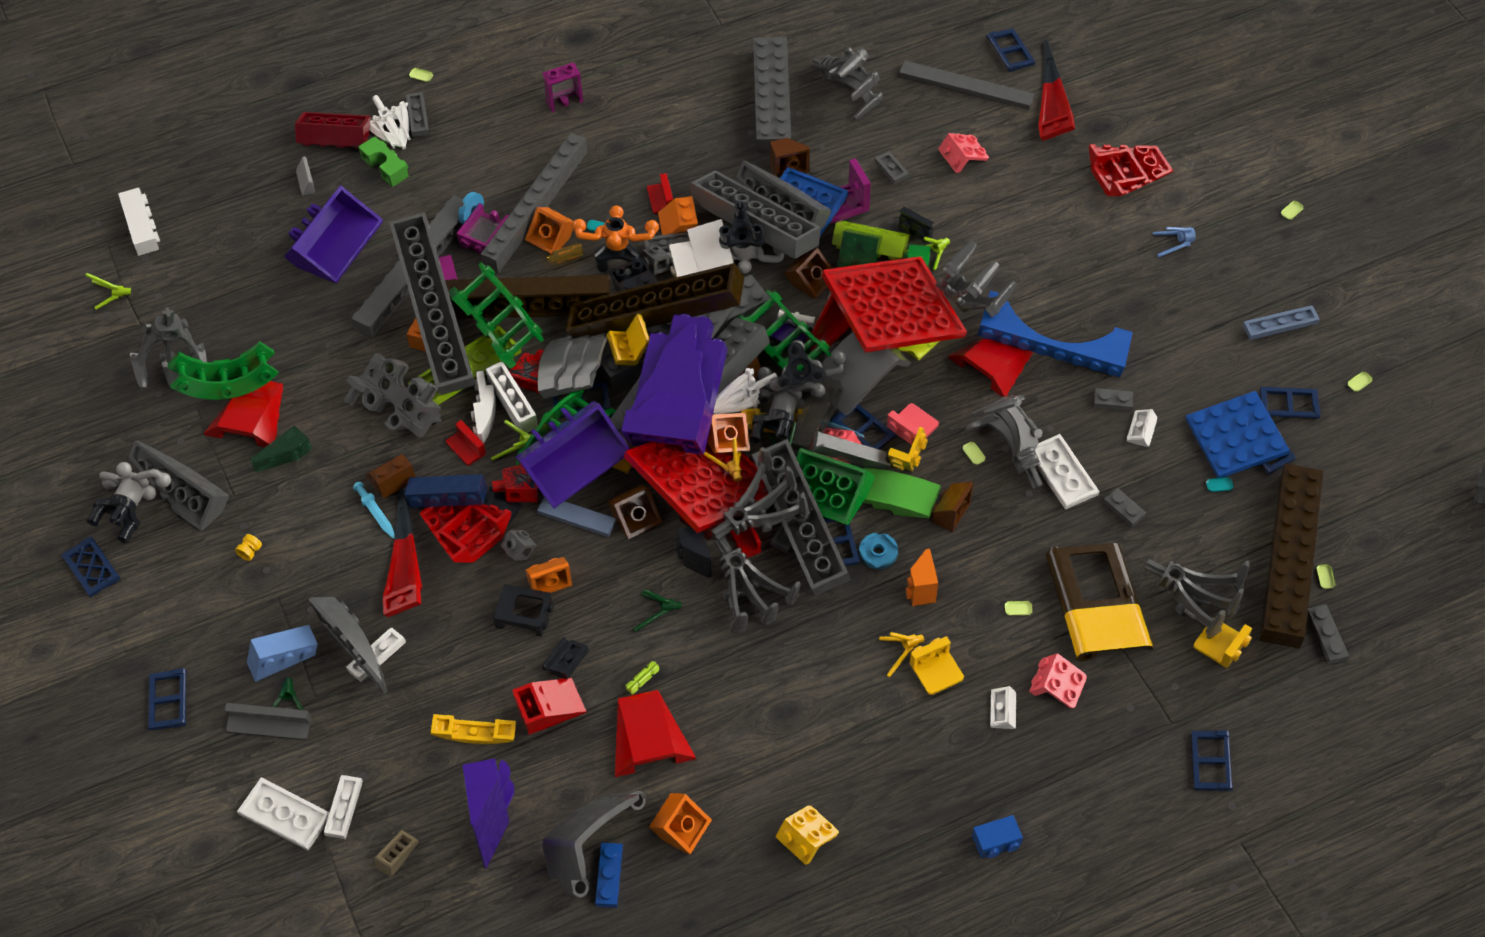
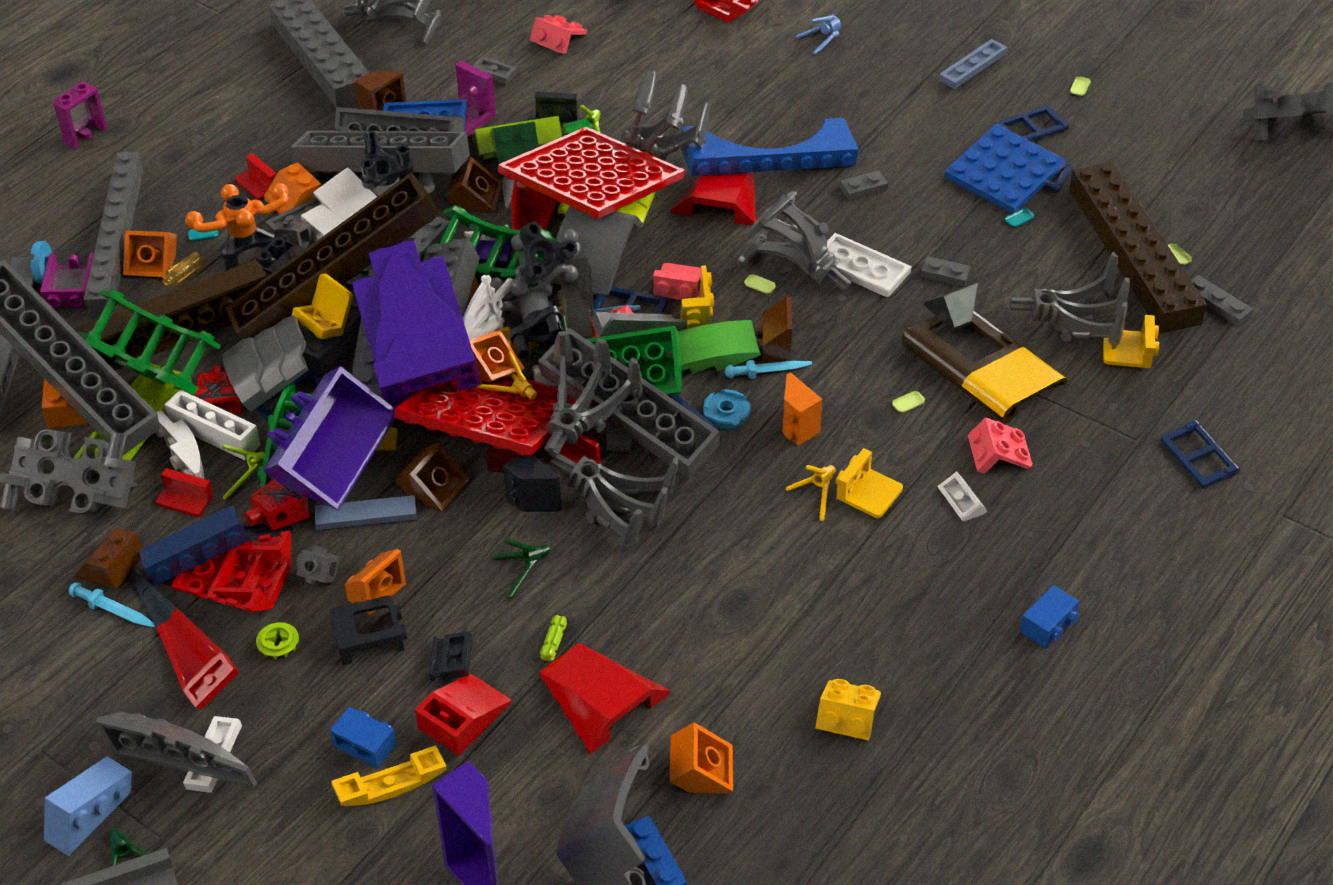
camera: 30 degrees left, 10 degrees down
(463, 581) = (270, 634): none -> lime gear
(475, 690) = (363, 737): none -> blue brick
(917, 526) = (751, 369): none -> medium azure sword
(1101, 545) = (954, 307): none -> pearl dark grey slope
(1142, 427) = (909, 198): white slope -> none

